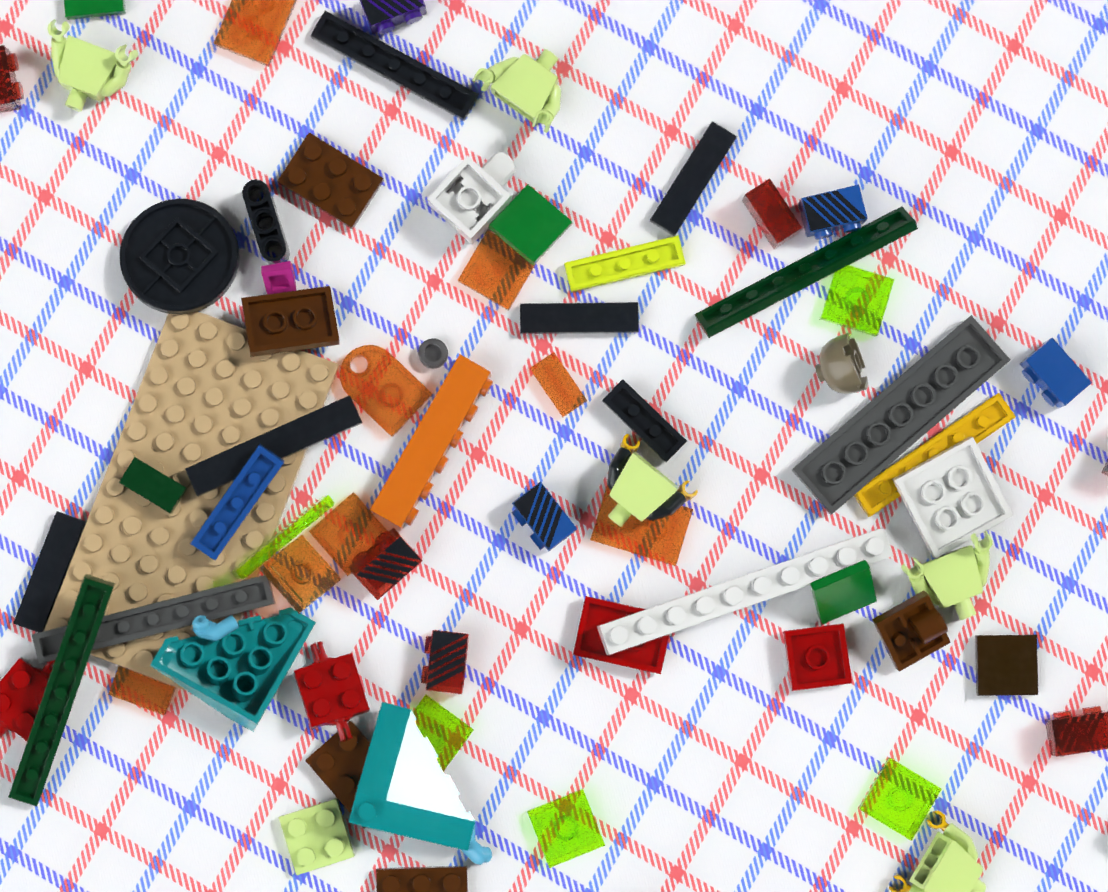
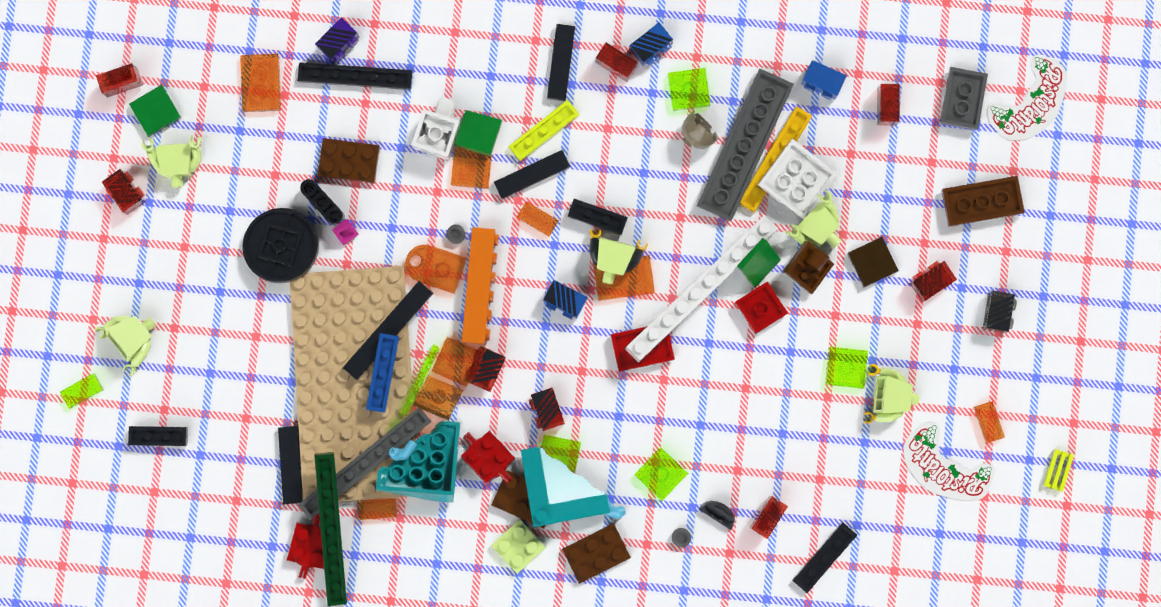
camera: 20 degrees left, 0 degrees up
(153, 485) = (328, 386): dark green tile -> none
(290, 321) = (363, 253): reddish brown plate -> none
(525, 86) = (438, 53): yellowish green torso -> none
(805, 271) = (651, 87): dark green tile -> none

